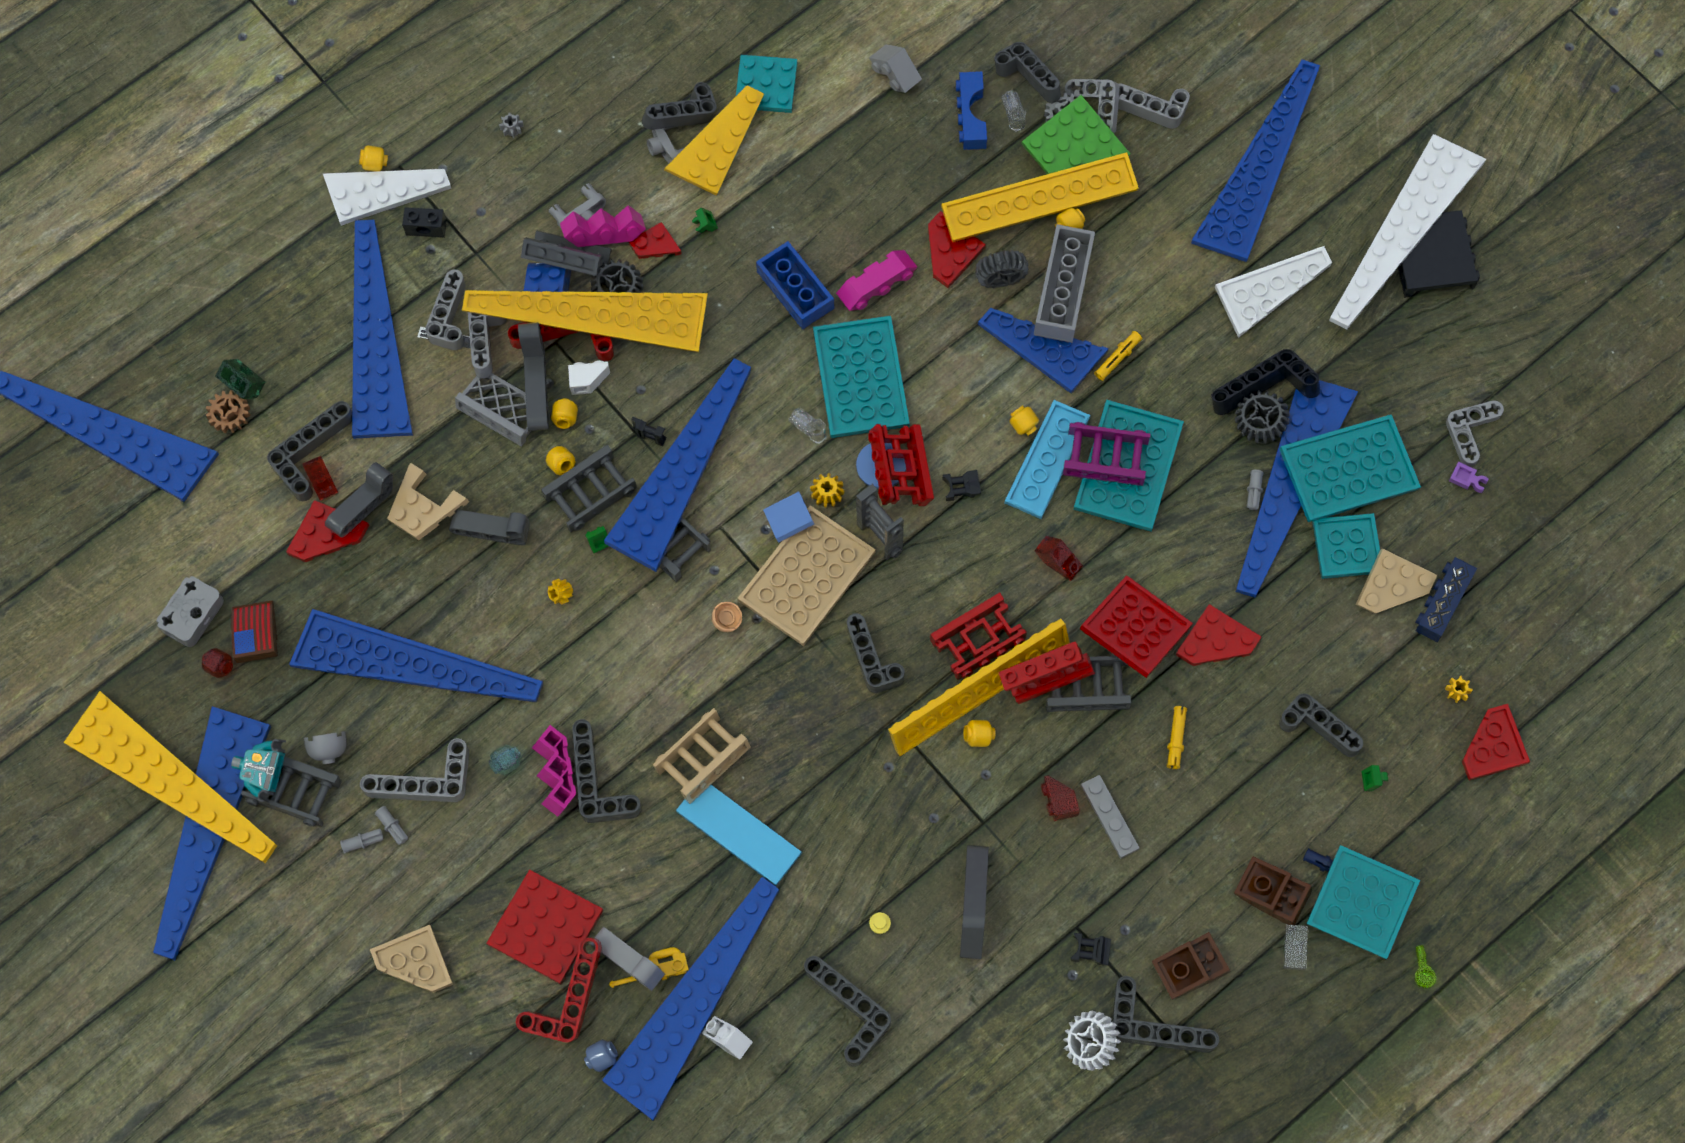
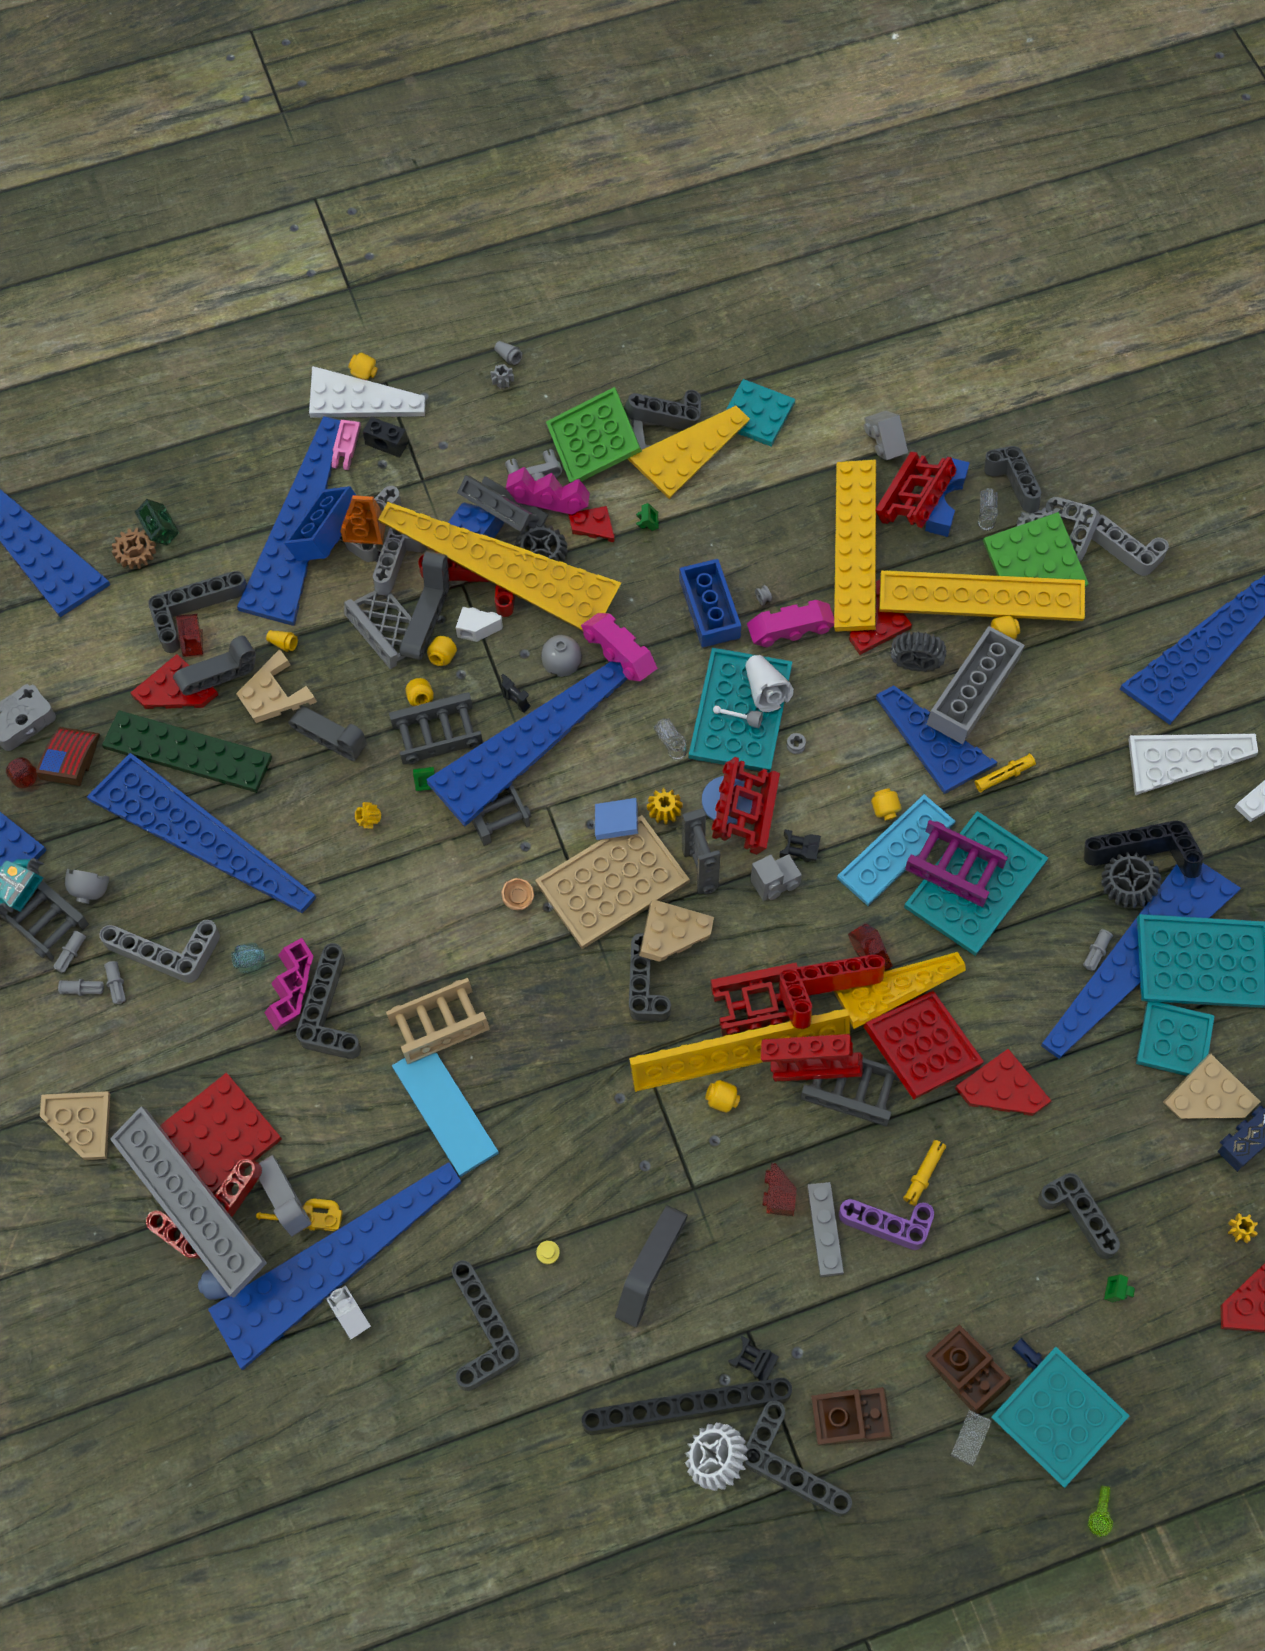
camera: 20 degrees right, 5 degrees down
(336, 812) = (69, 951): none -> light grey axle
(363, 588) = (187, 751): none -> dark green plate
(387, 239) = (345, 443): none -> bright pink hinge
(404, 328) = (320, 525): none -> blue brick
(410, 453) = (284, 640): none -> yellow cone
(445, 317) = (362, 522): none -> orange wedge
(508, 99) = (508, 352): none -> light grey cone
(548, 993) = (188, 1202): none -> light grey plate
(624, 158) = (593, 436): none -> bright green plate
(676, 380) = (561, 655): none -> light grey cylinder
(728, 354) = (619, 646): none -> dark pink brick
(840, 261) = (763, 595): none -> light grey bush
(876, 381) = (753, 718): none -> hinge
(877, 345) = (767, 684): none -> white cone
(879, 601) = (672, 930): none -> tan plate
(907, 185) = (855, 546): none -> yellow plate
(927, 387) = (790, 743): none -> light grey bush
(930, 109) = (904, 483): none -> red fence
(950, 521) = (774, 877): none -> light grey brick
(1011, 609) = (802, 981): none -> red beam
(1042, 1016) = (677, 1414): none -> black beam
(1086, 590) = (898, 987): none -> yellow wing
(1157, 790) = (884, 1219): none -> medium lavender beam

